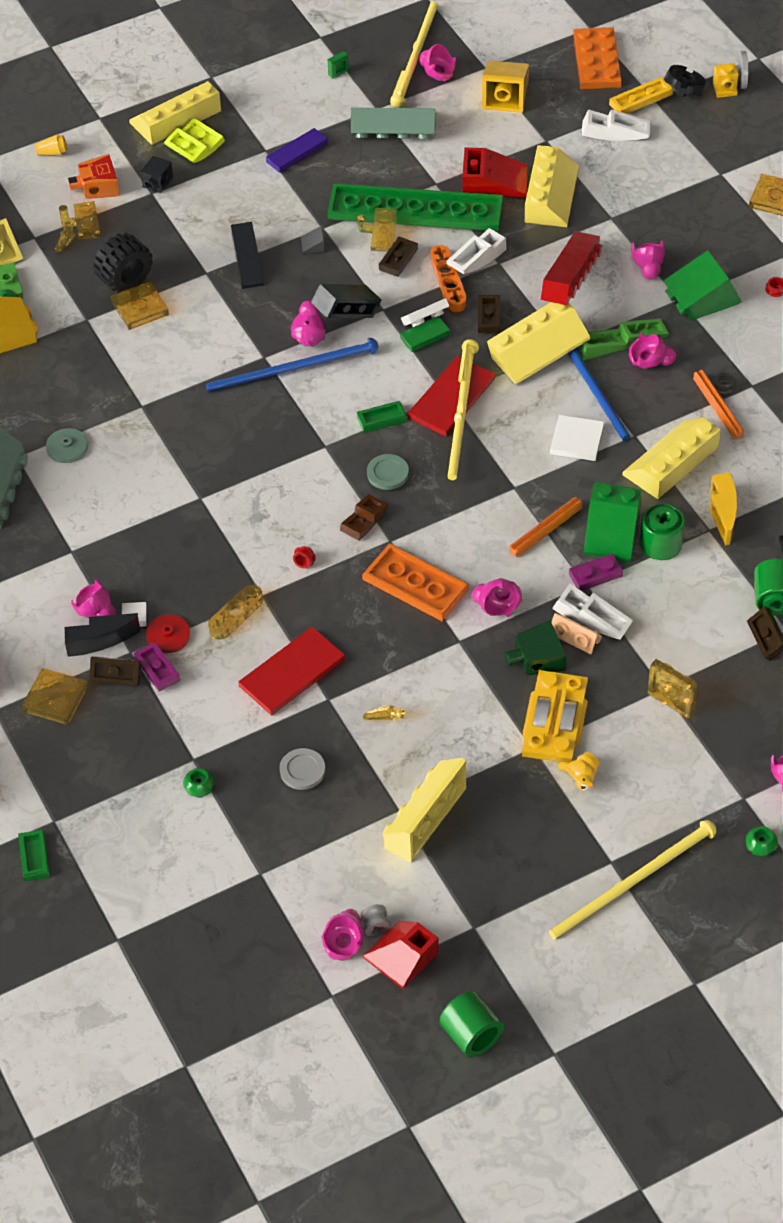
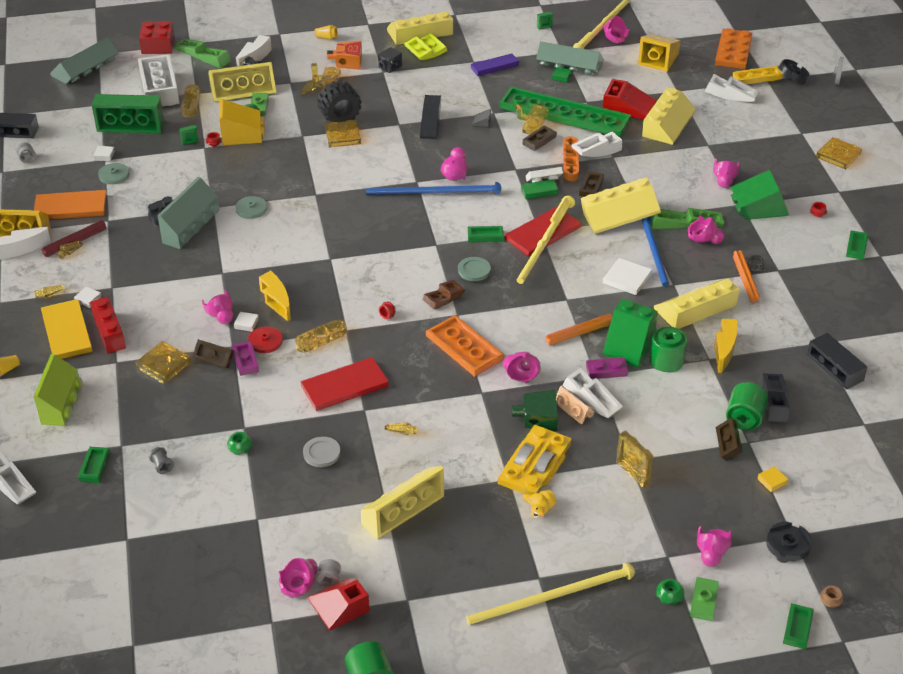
camera: 15 degrees right, 10 degrees down
(100, 633) = (214, 327): black slope -> none
(115, 829) = (162, 462): none -> dark grey bush
(157, 568) = (275, 294): none -> yellow slope
(346, 301) = (487, 154): black brick -> none
(390, 148) = (561, 74): none -> green tile
(571, 268) = (660, 163): red brick -> none
(725, 80) = (824, 75): yellow brick -> none

